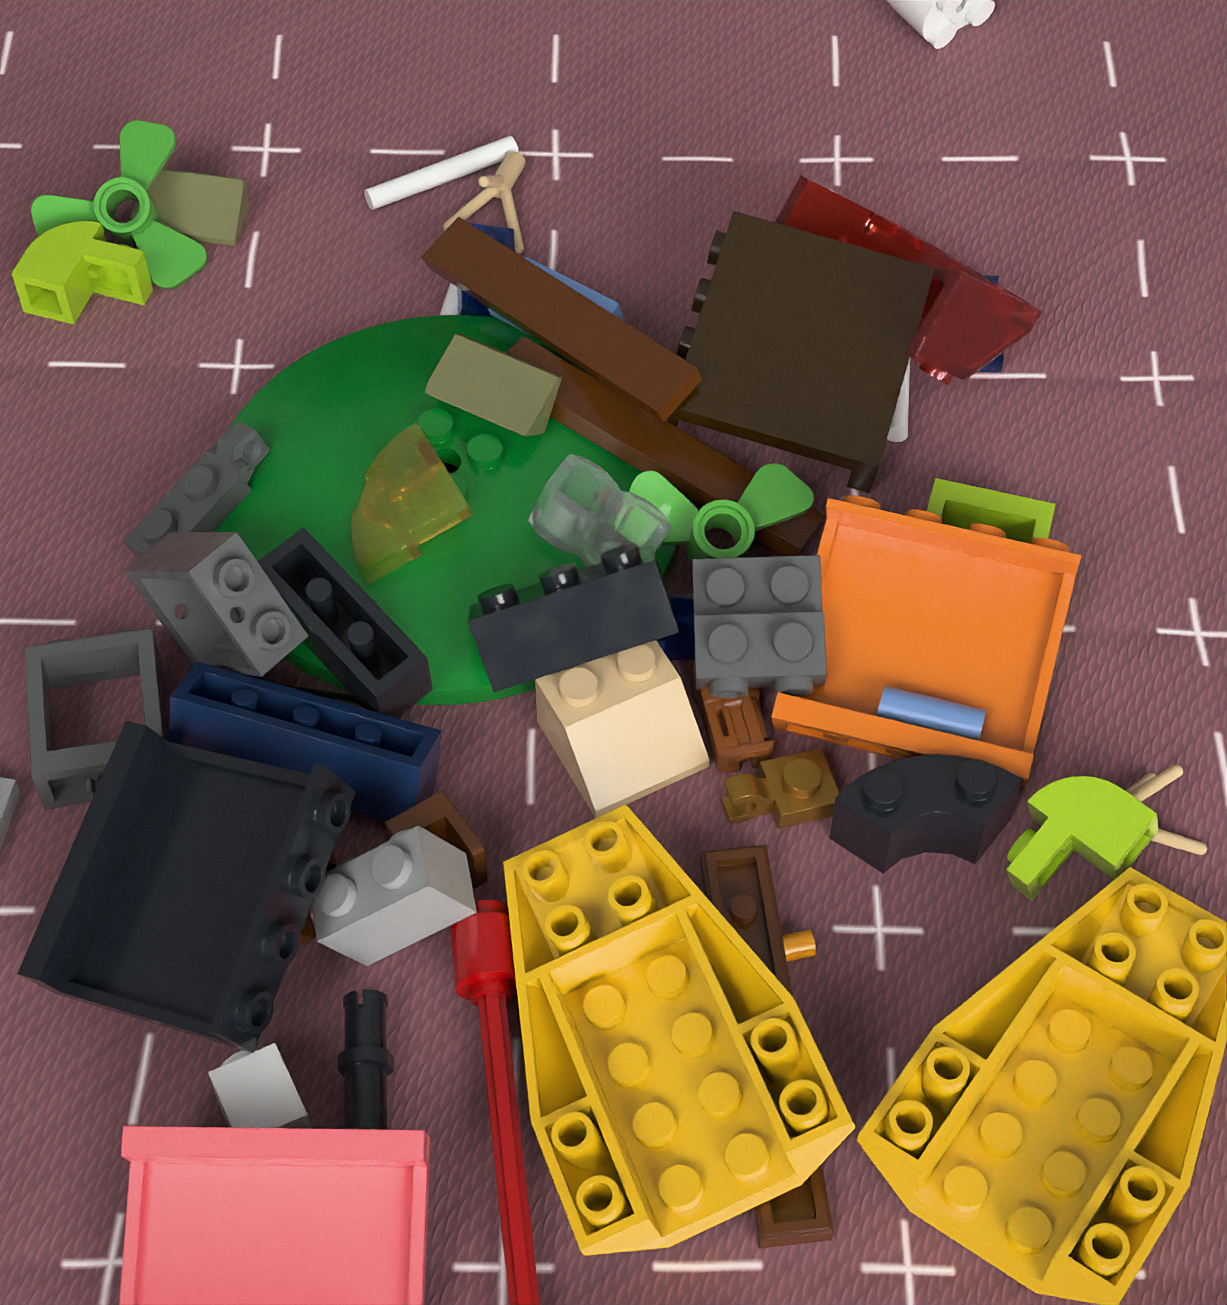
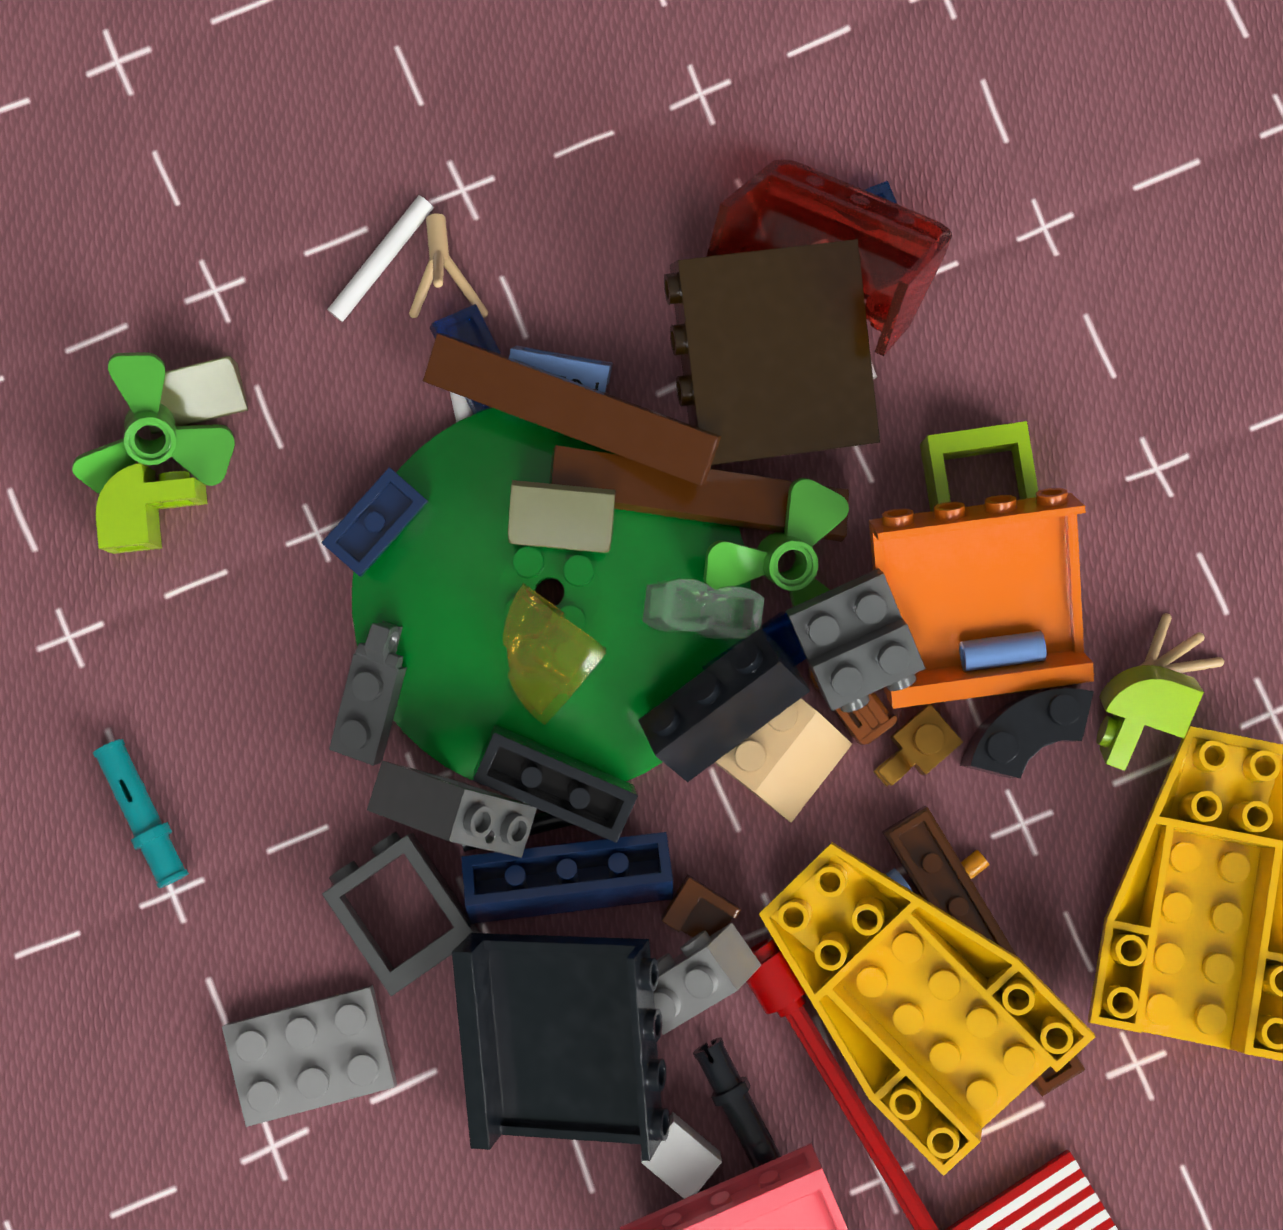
camera: 25 degrees left, 30 degrees up
(297, 349) = (375, 522): none -> dark blue panel

